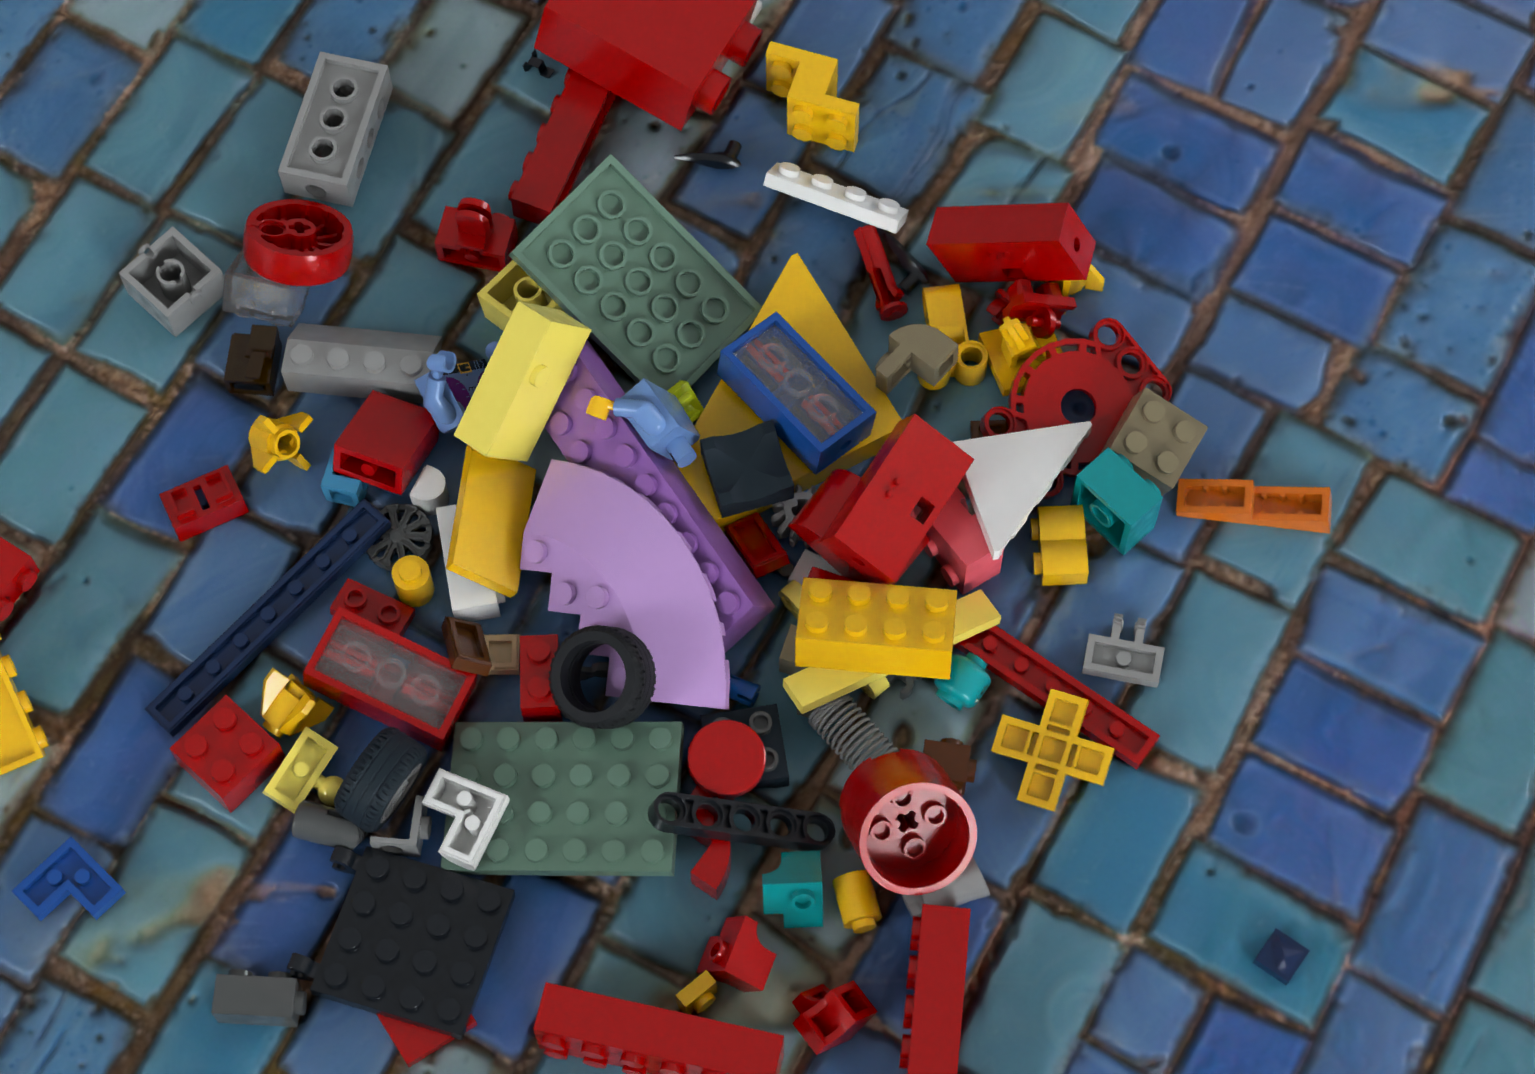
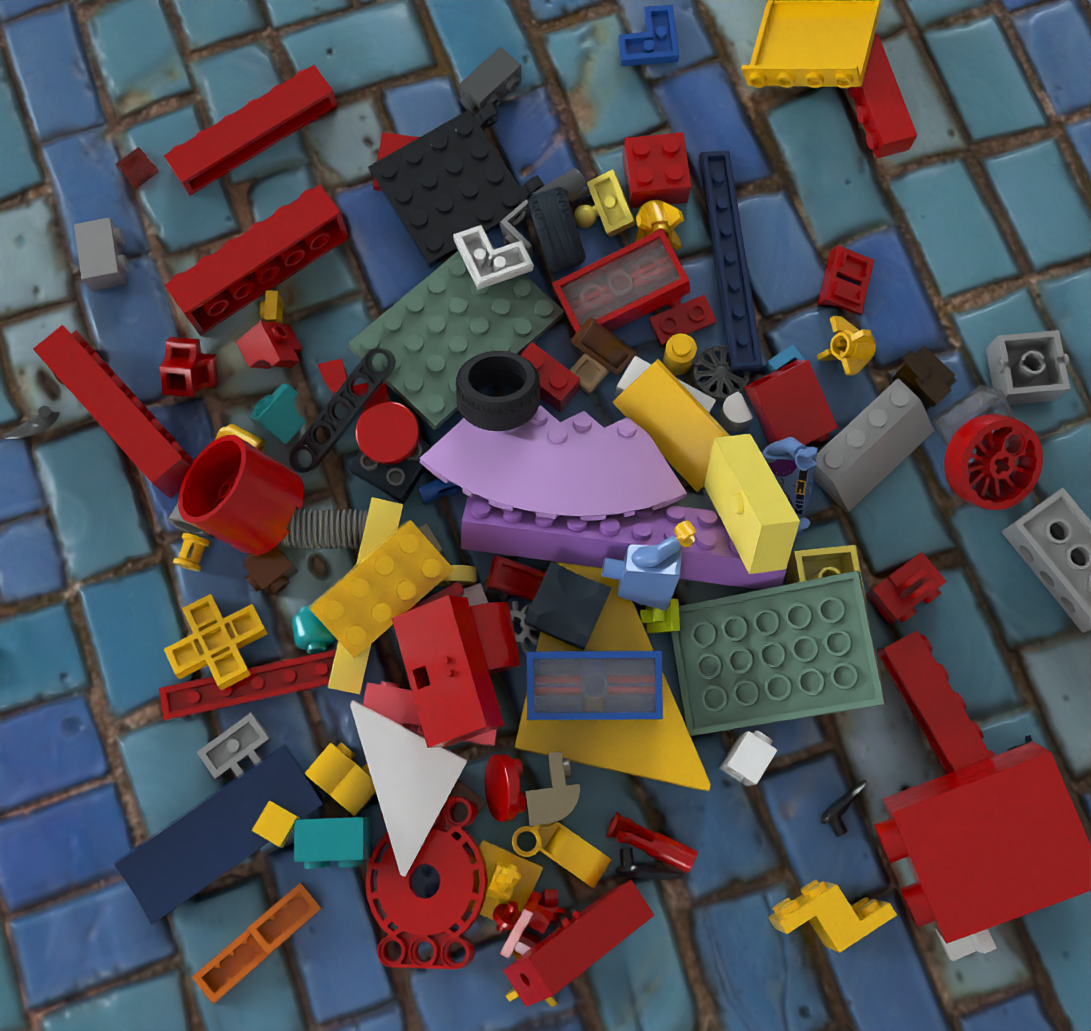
camera: 130 degrees right, 10 degrees up
(742, 243) = (749, 757): none -> white brick
(844, 200) = (736, 864): white plate -> none
(948, 404) = (503, 787): none -> red tile
(997, 852) = (189, 542): none -> yellow bush
(1150, 554) = (275, 824): none -> yellow tile
(1156, 438) = (352, 907): dark tan brick -> none
(1202, 600) = (214, 834): none -> dark blue arch

